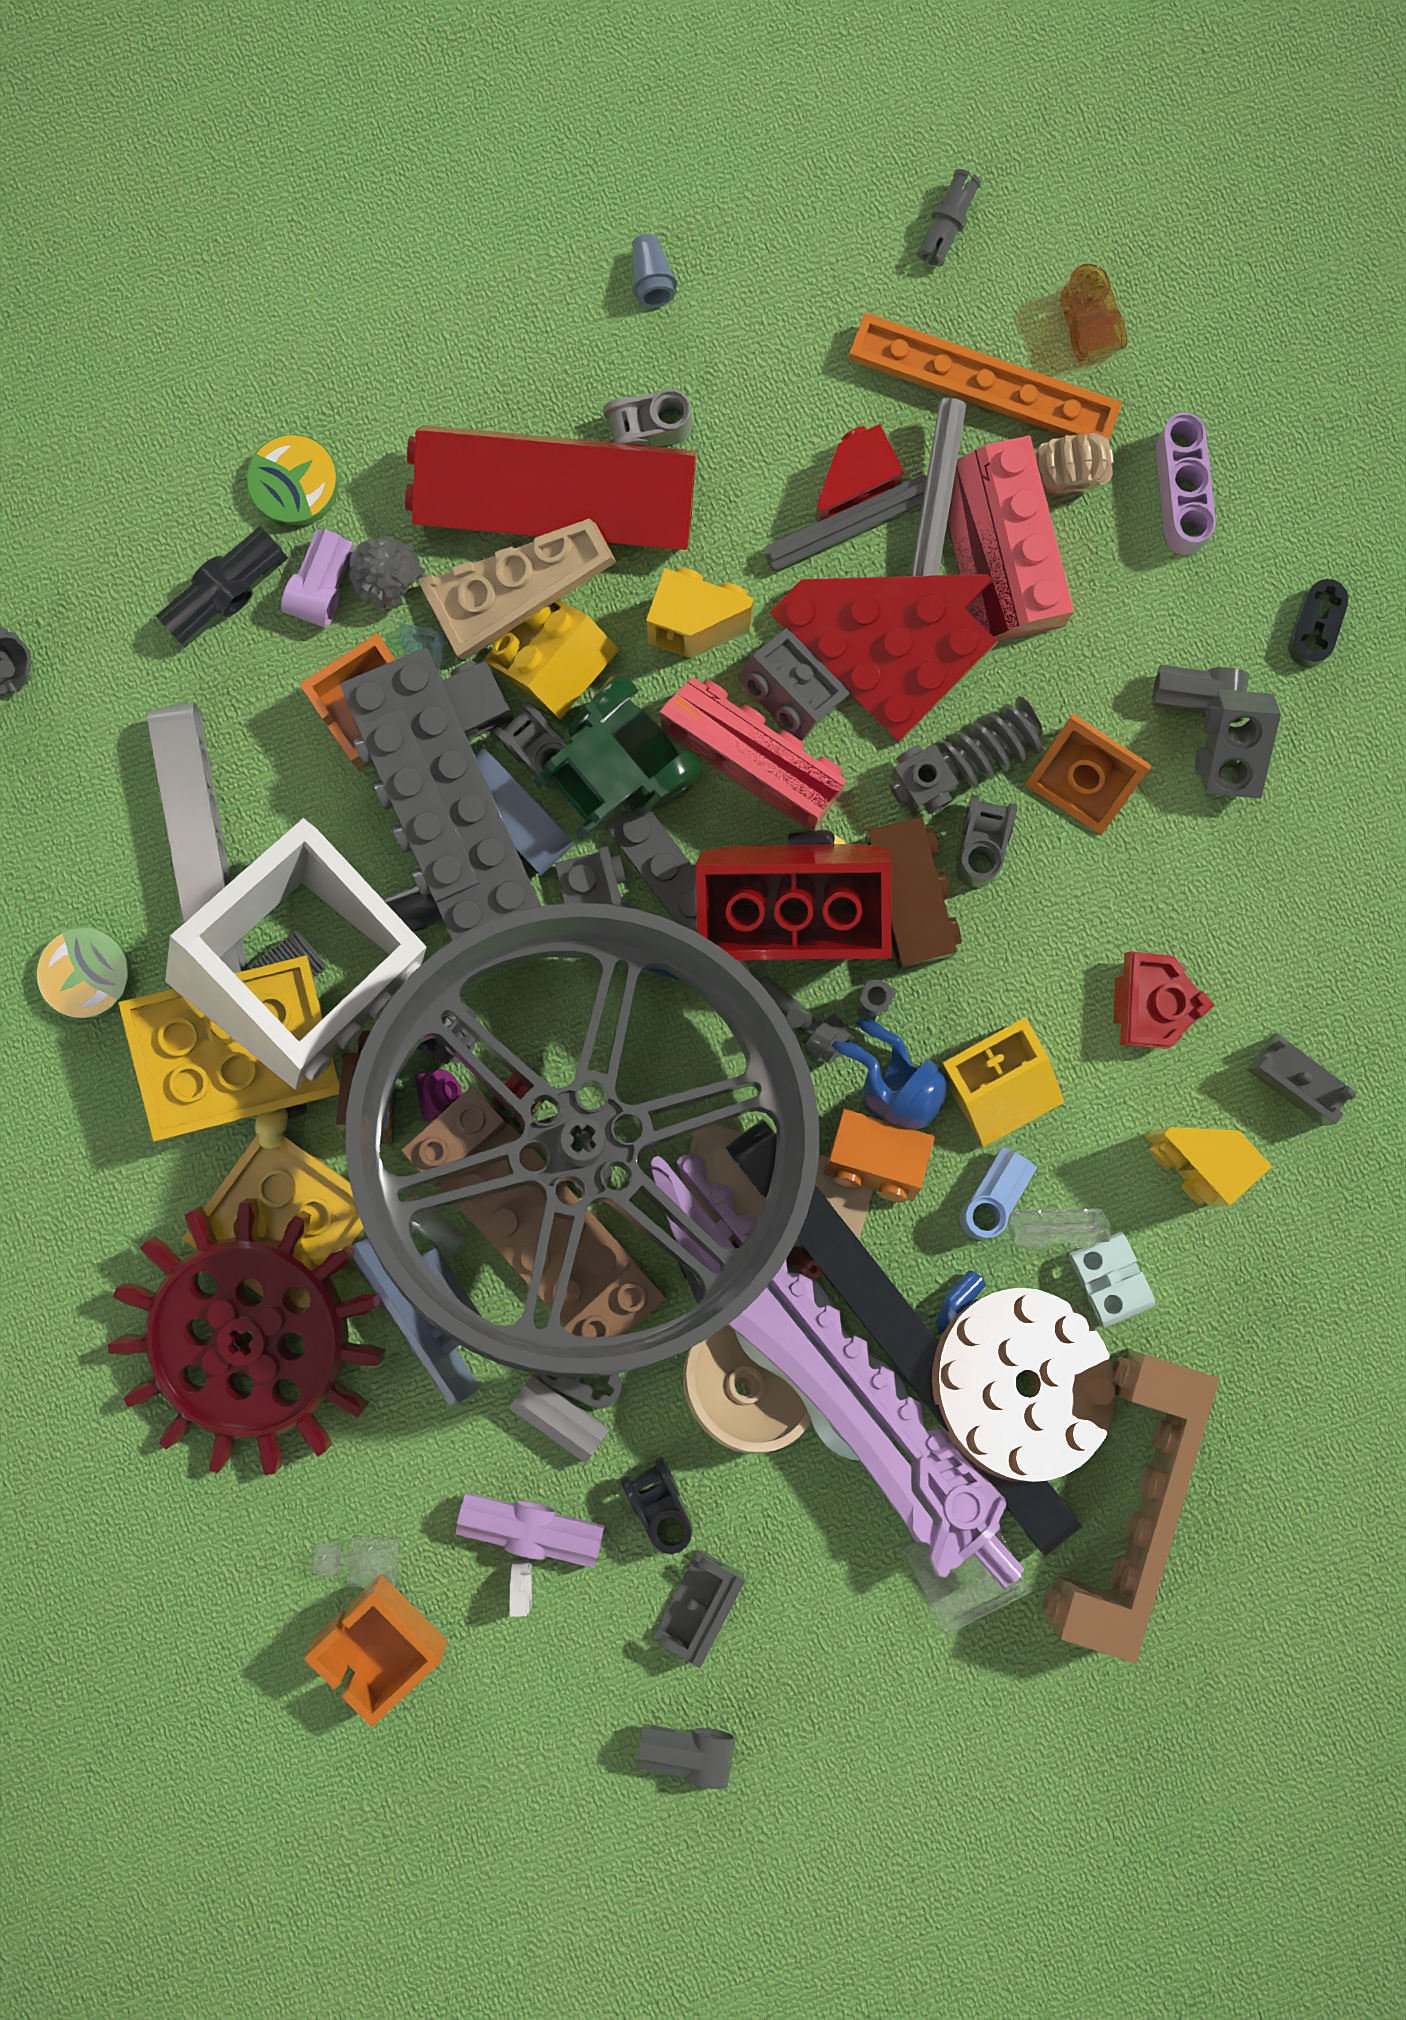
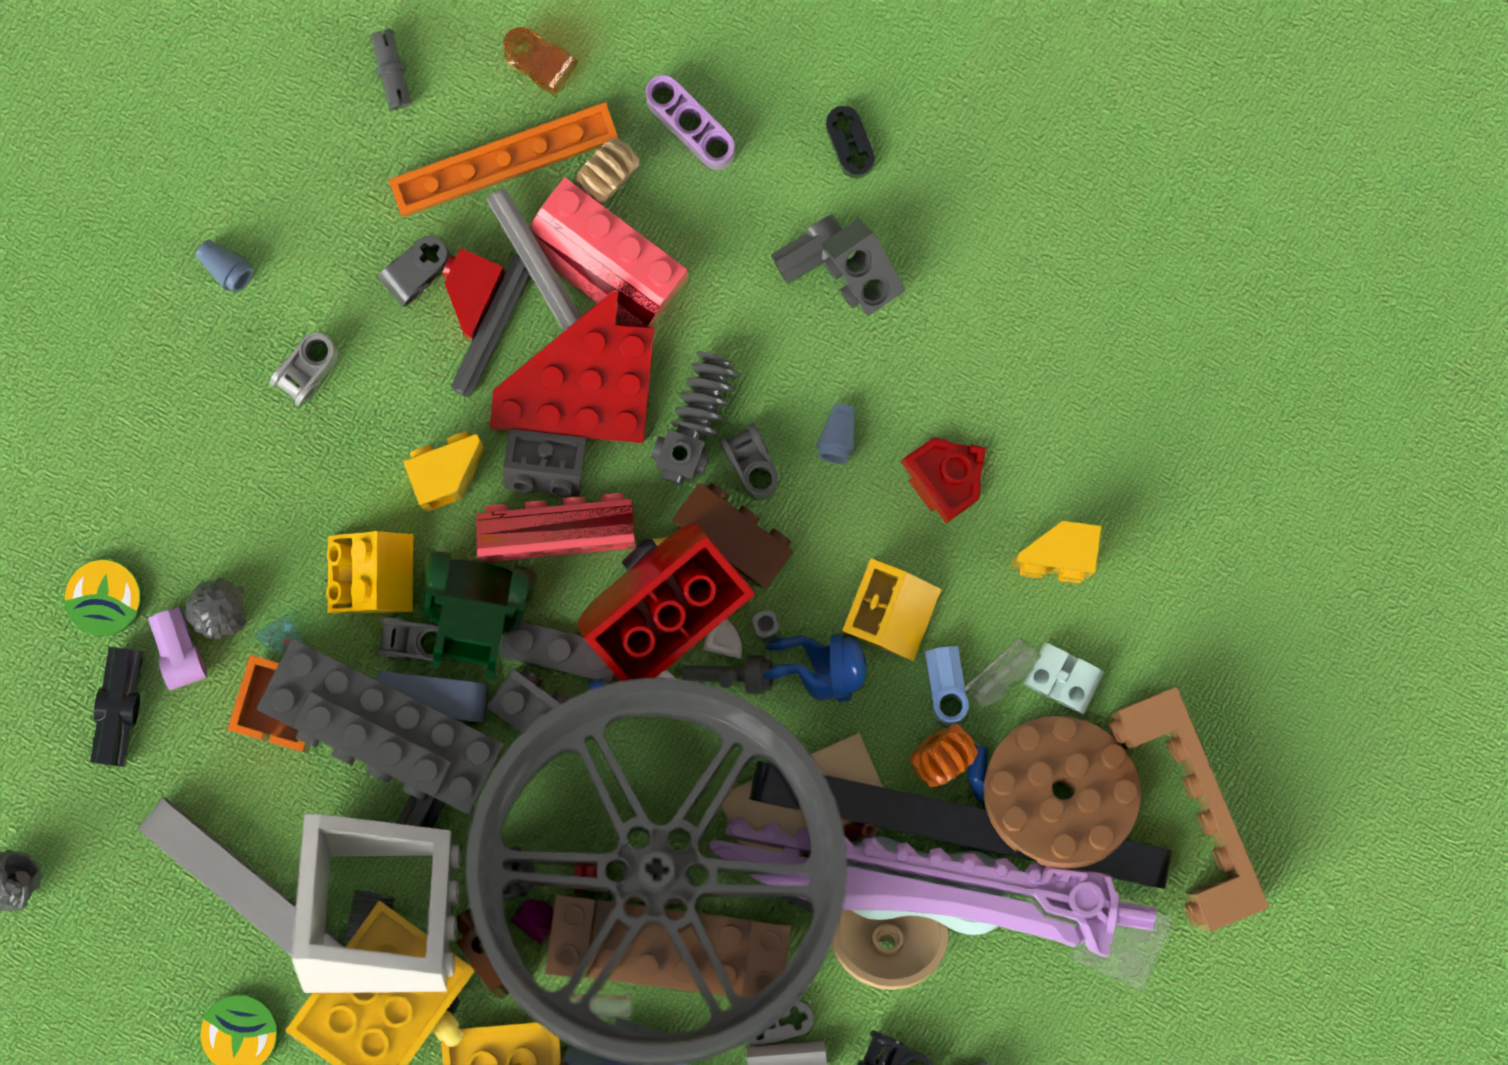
camera: 40 degrees left, 0 degrees up
(476, 699) = (346, 642): dark grey slope -> none
(499, 593) = (305, 558): tan wing -> none
(550, 483) = (280, 464): red brick -> none
(817, 414) = (408, 275): none -> dark grey piece
(823, 981) = (724, 640): none -> white tile
(878, 1156) = (851, 723): orange brick -> none
(940, 1258) = (943, 755): none -> orange gear
(1085, 881) = (837, 437): none -> sand blue cone
(1087, 774) = (782, 366): orange slope -> none
(1301, 1081) = (1080, 449): dark grey hinge -> none

